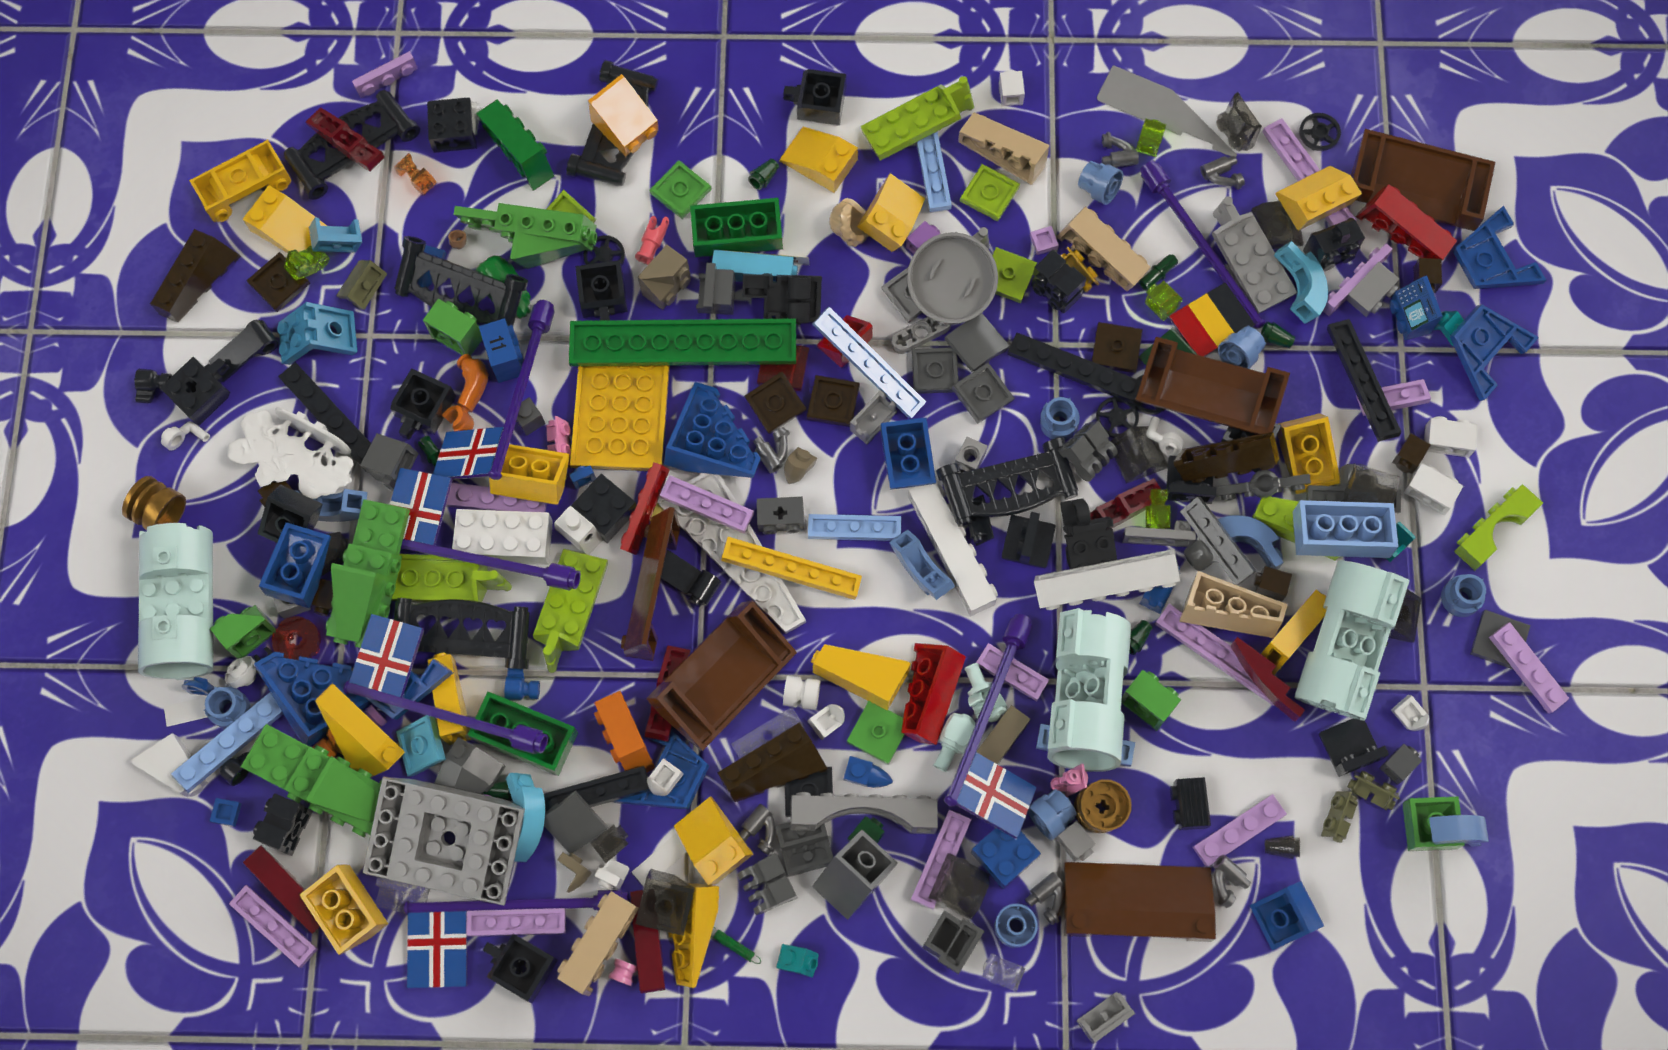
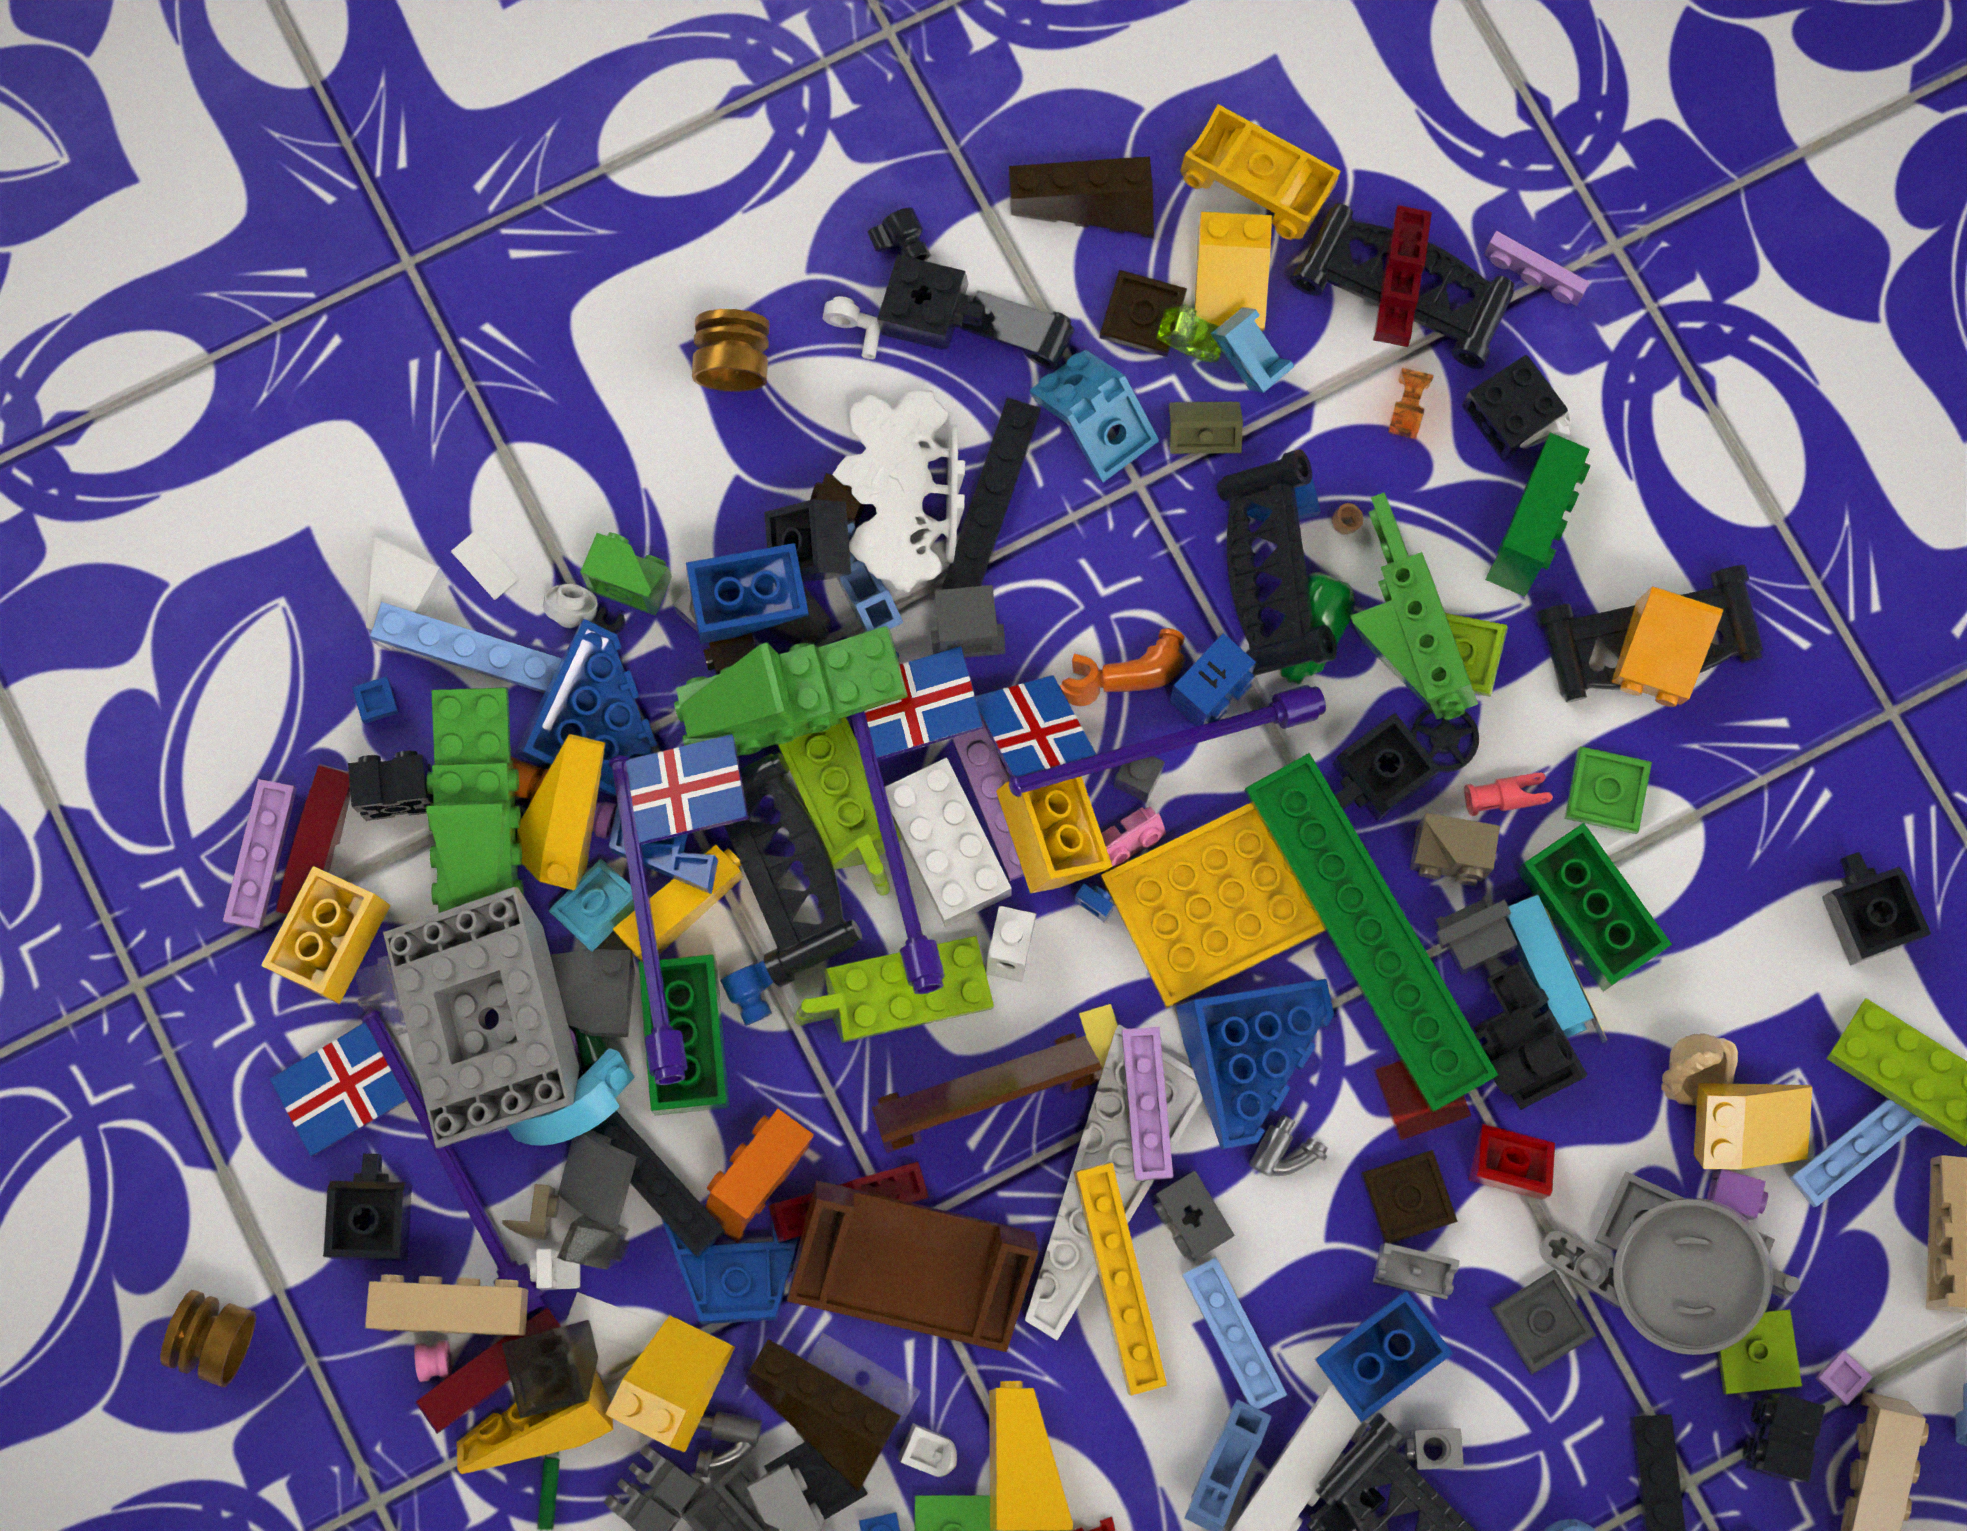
camera: 60 degrees right, 5 degrees up
(175, 601) = (612, 463): light aqua cylinder -> none
(198, 686) = (522, 561): blue plate -> none
(218, 699) = (508, 598): medium blue piece -> none
(232, 770) = (439, 675): black piece -> none
(303, 628) = (654, 629): clear red plate -> none
(421, 403) = (1055, 618): black hinge -> none
(429, 449) = (1017, 667): dark green axle -> none
(453, 327) = (1207, 595): bright green slope -> none
(516, 921) = (426, 1175): lavender plate -> none
(605, 507) = (1064, 959): black brick -> none
(646, 504) = (1108, 1015): red plate -> none
(663, 778) = (721, 1267): white plate -> none
(689, 580) = (1027, 1141): black door -> none
(762, 175) = (1702, 897): dark green cone -> none
(775, 402) = (1358, 1114): dark brown plate -> none
(798, 464) = (1283, 1201): dark tan plate -> none
(801, 692) = (948, 1393): white wheel -> none
(821, 157) = (1780, 965): yellow slope -> none
(869, 362) = (1489, 1222): plate -> none
(976, 342) = (1619, 1363): dark grey slope -> none
(982, 393) = (1546, 1414): dark grey tile -> none
(989, 192) = (1873, 1253): lime plate -> none
(1075, 259) = (1836, 1444): yellow hinge -> none

